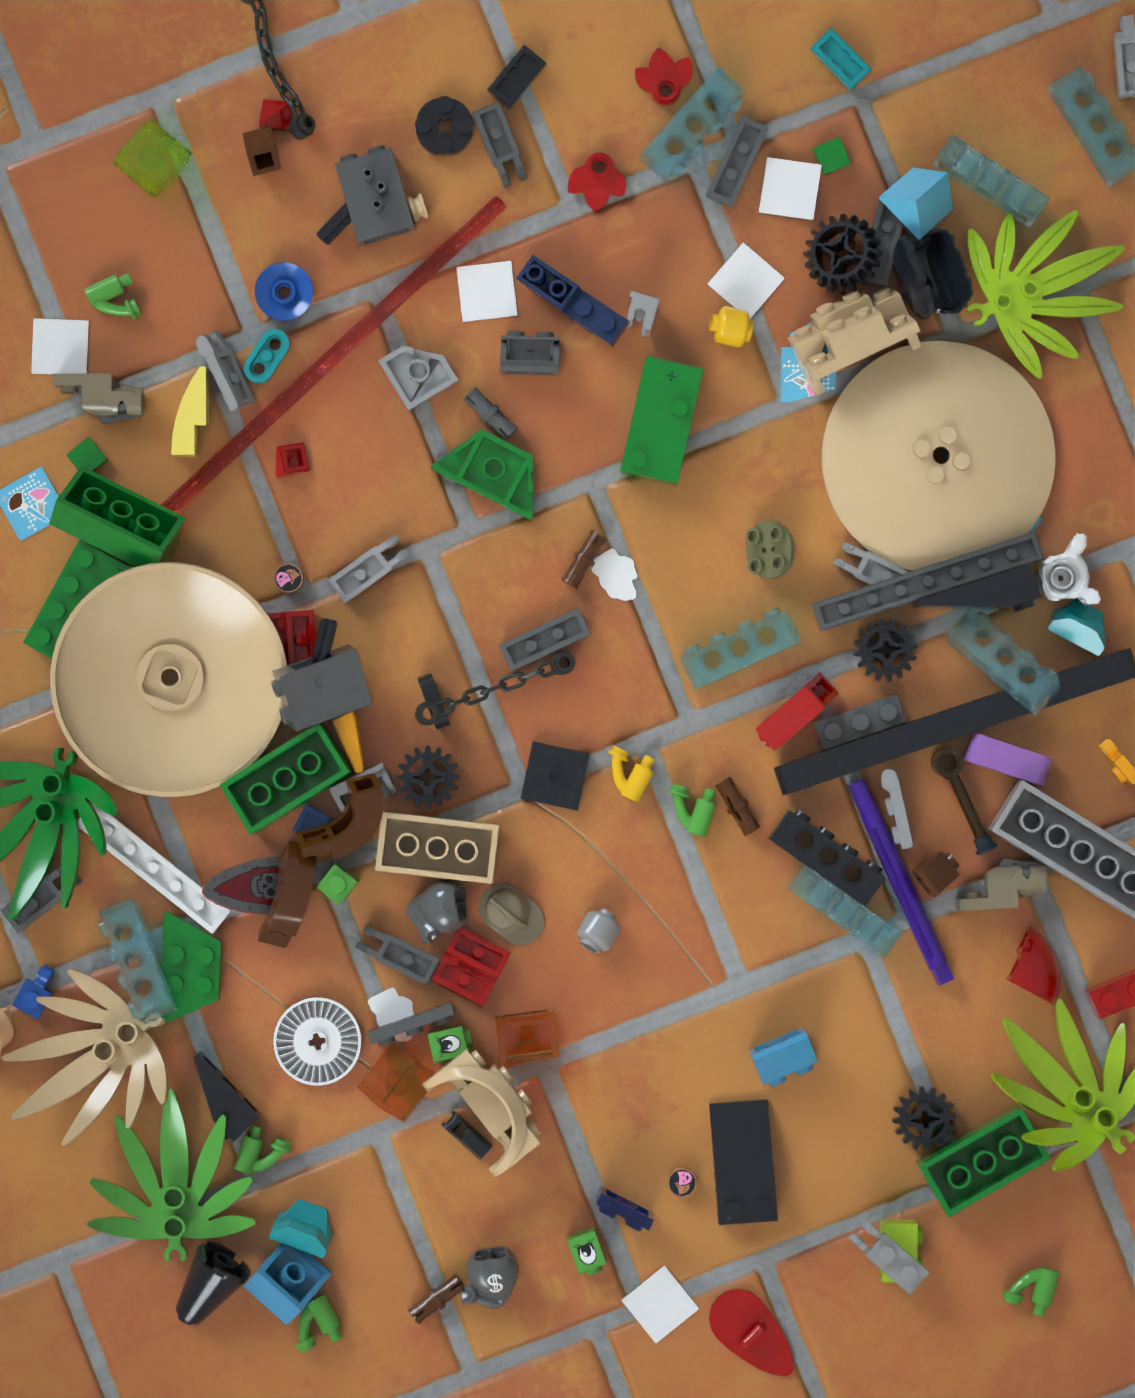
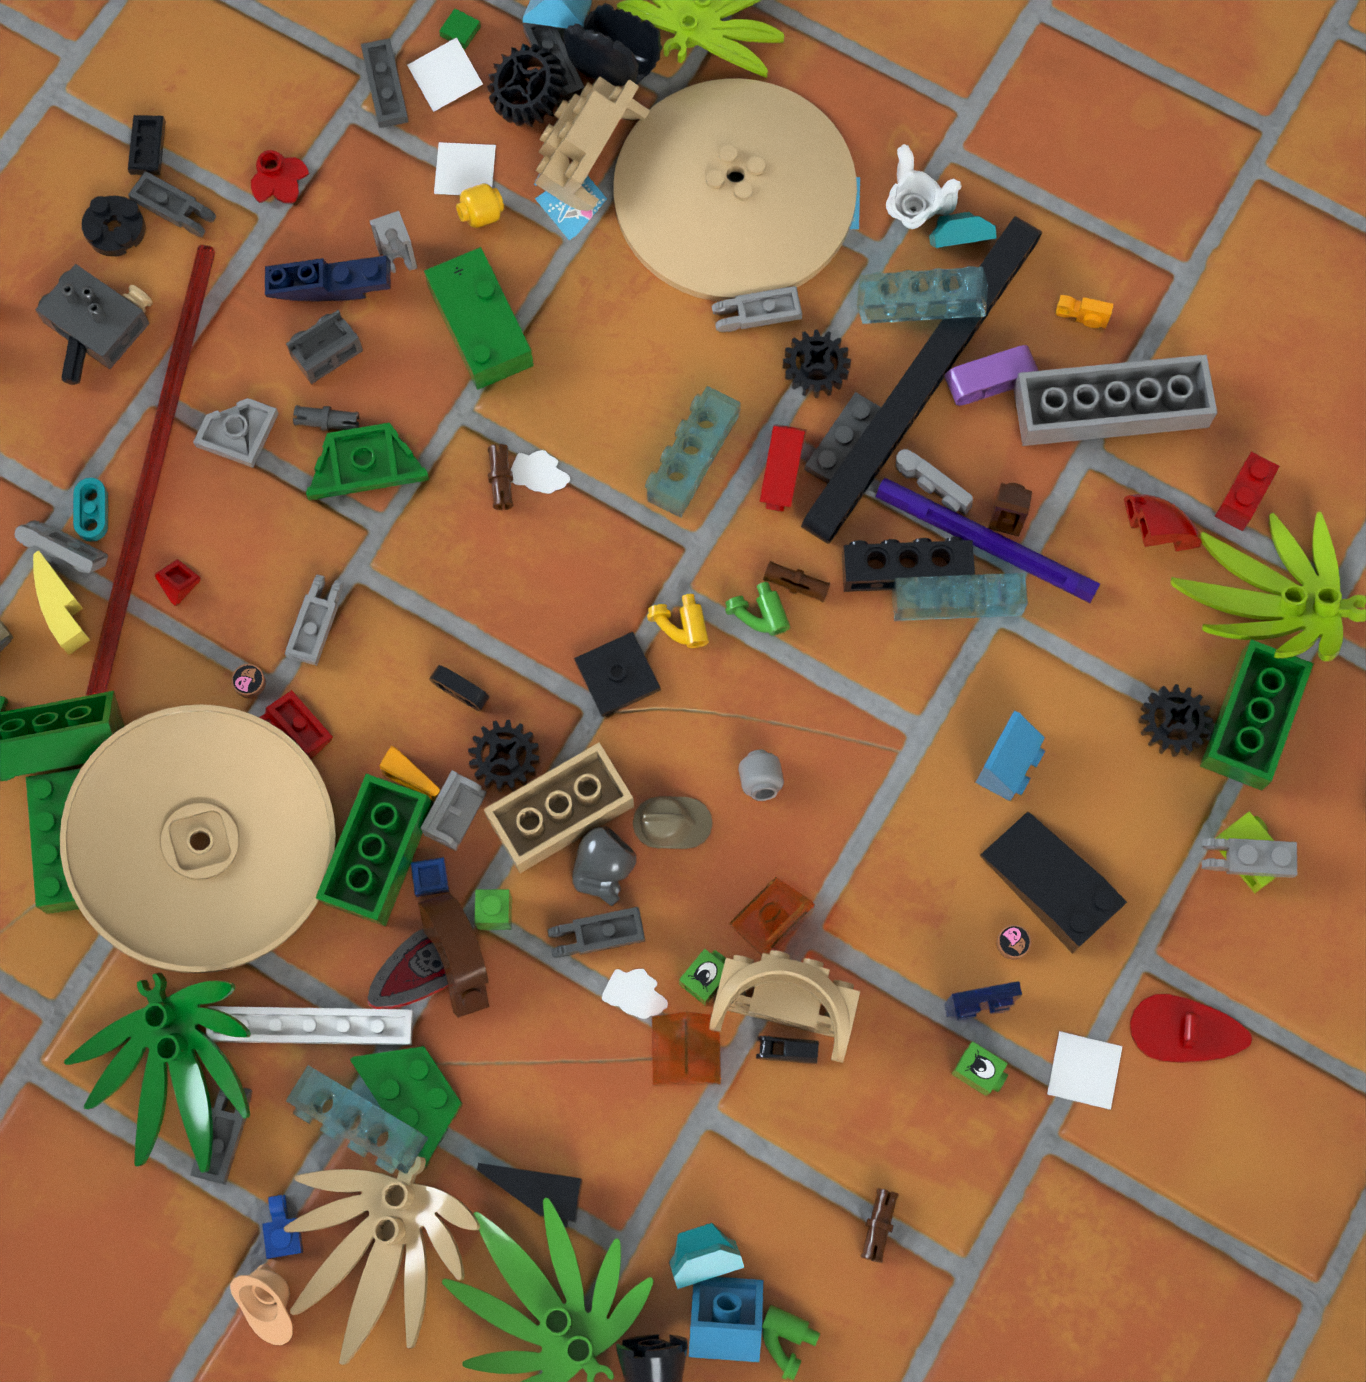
camera: 40 degrees left, 15 degrees down
(250, 1148) = (596, 1219): bright green plant -> none
(282, 276) = (61, 434): blue dish -> none
(304, 1060) = (584, 1097): piece -> none
(323, 684) = (346, 737): dark grey piece -> none
(352, 826) = (468, 841): reddish brown arch -> none
(412, 1024) = (658, 985): dark grey plate -> none
(470, 967) = (671, 895): red slope -> none
(486, 291) = (249, 327): white sticker -> none
(491, 1277) = (914, 1162): dark grey piece -> none
(544, 639) = (517, 566): dark grey plate -> none
(554, 664) = (544, 581): pearl dark grey piece -> none
(664, 73) = (271, 62): red plate -> none
(718, 87) = (323, 38): clear light blue brick -> none
(769, 549) = (643, 342): olive plate -> none
(927, 581) = (805, 283): dark grey tile -> none
(982, 840) = (949, 403): dark brown piece -> none
(1001, 591) = (867, 250): black slope -> none
(1004, 885) = (1077, 477): dark tan plate -> none

